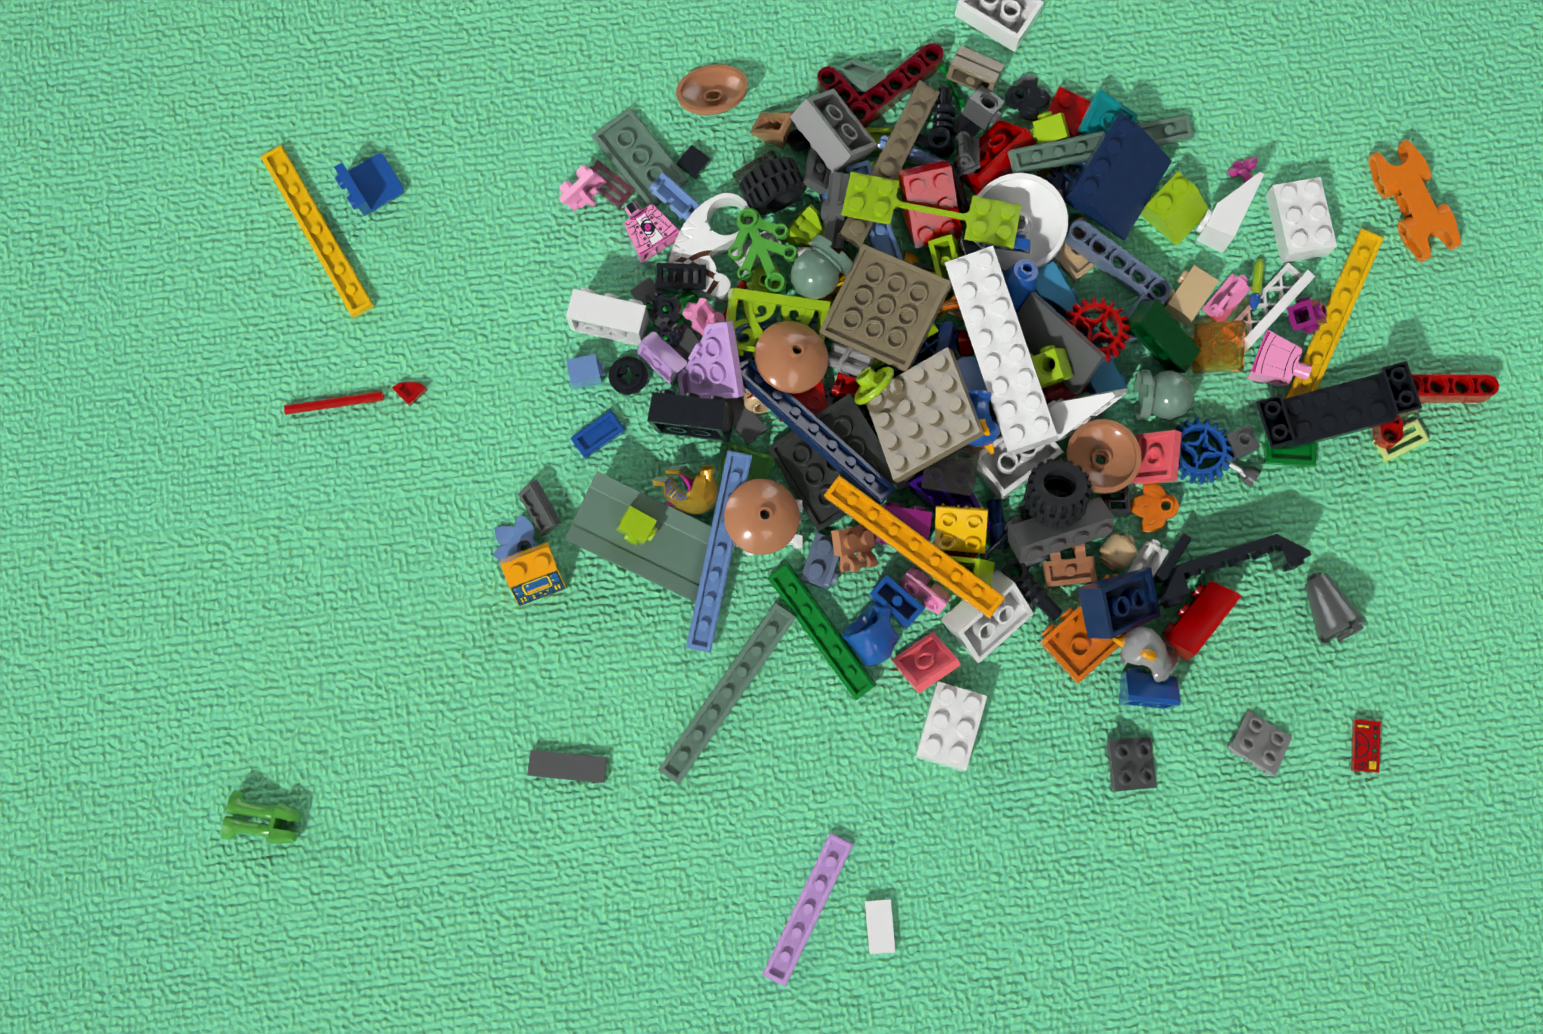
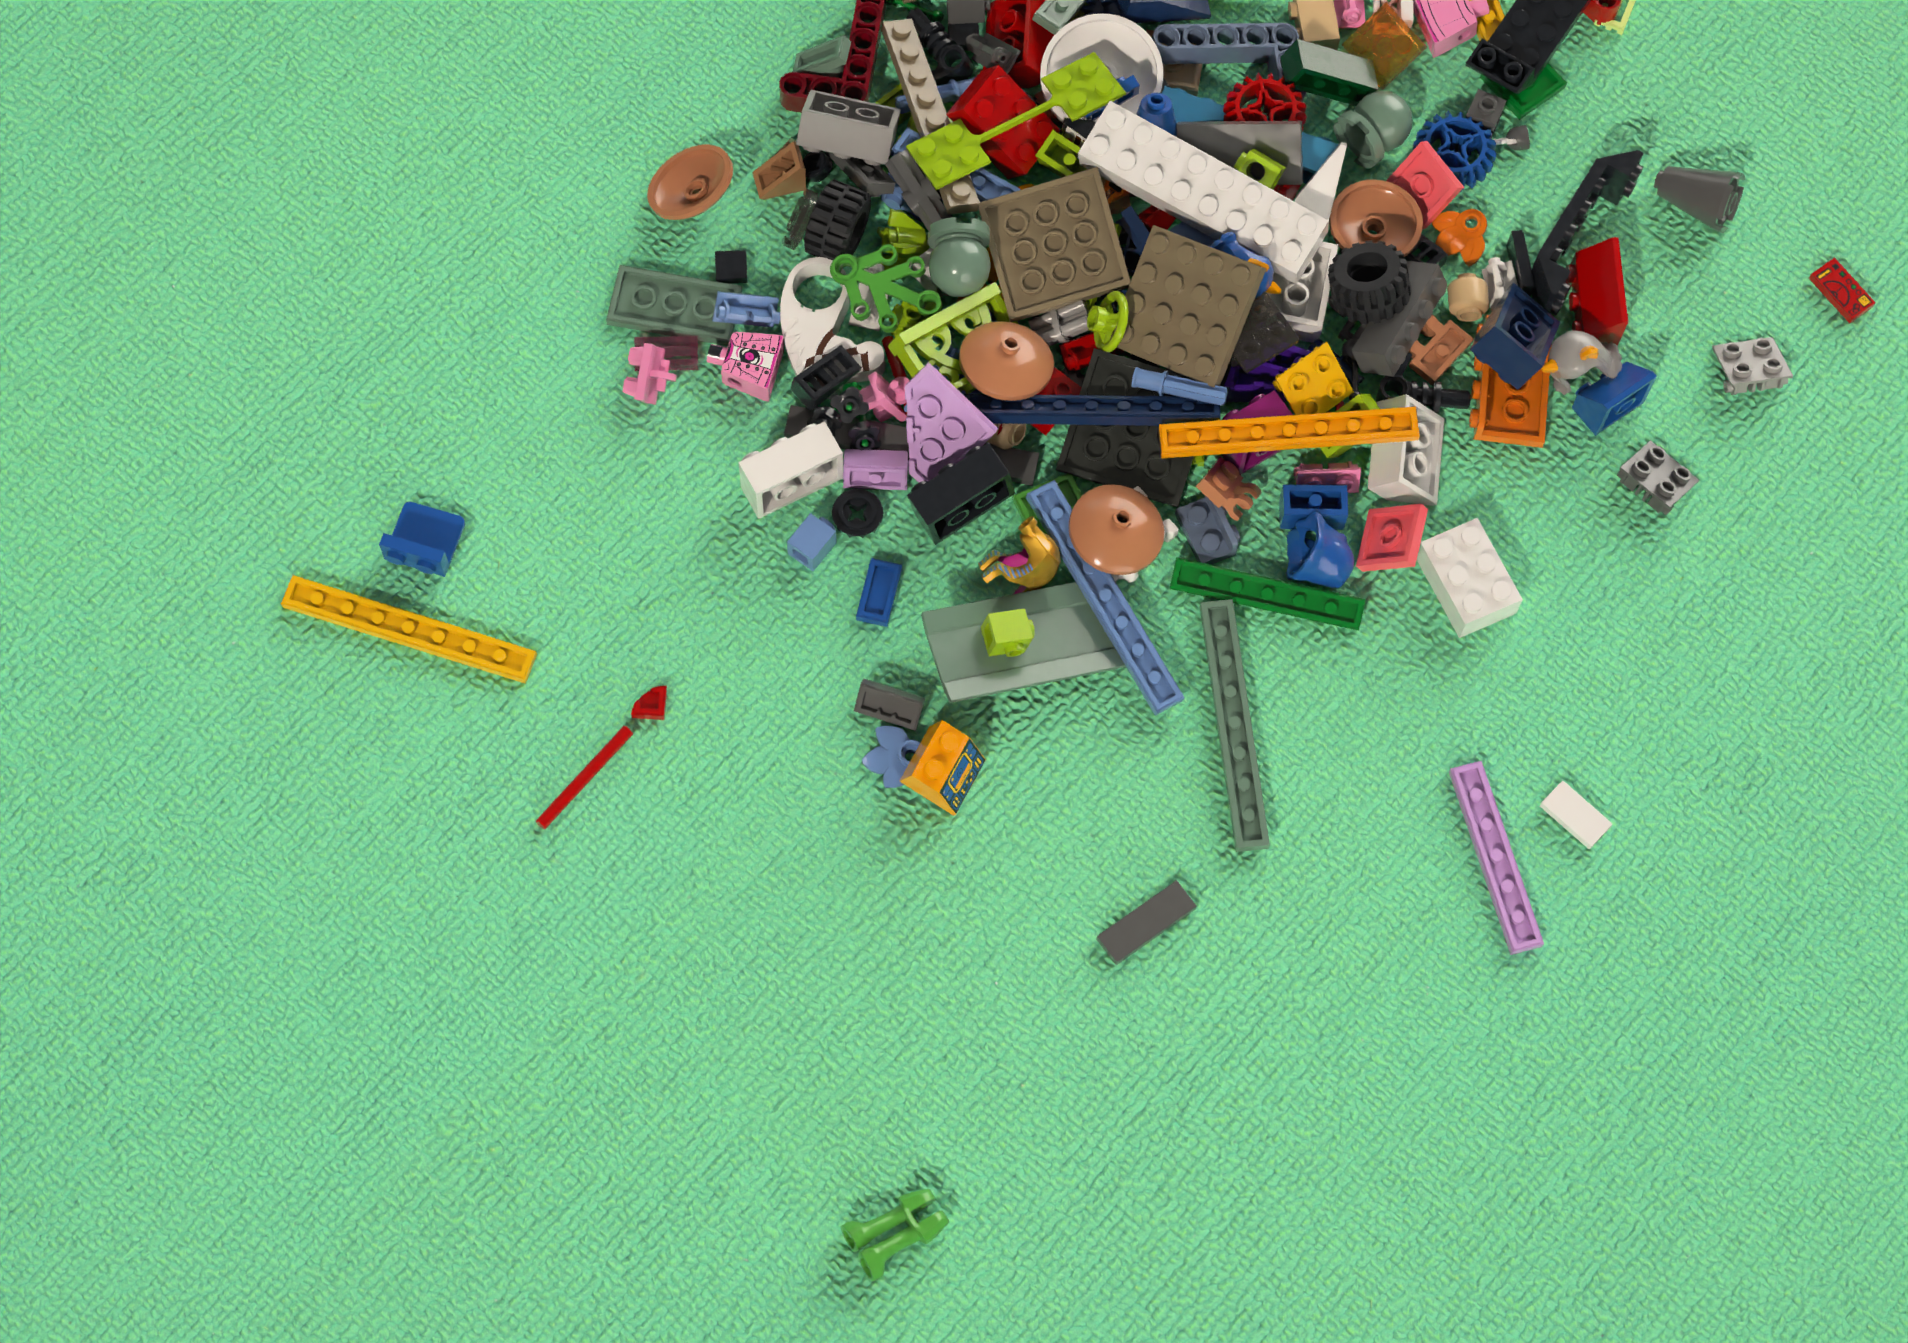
camera: 45 degrees left, 10 degrees down
(875, 461) = (1179, 386): none -> medium blue axle

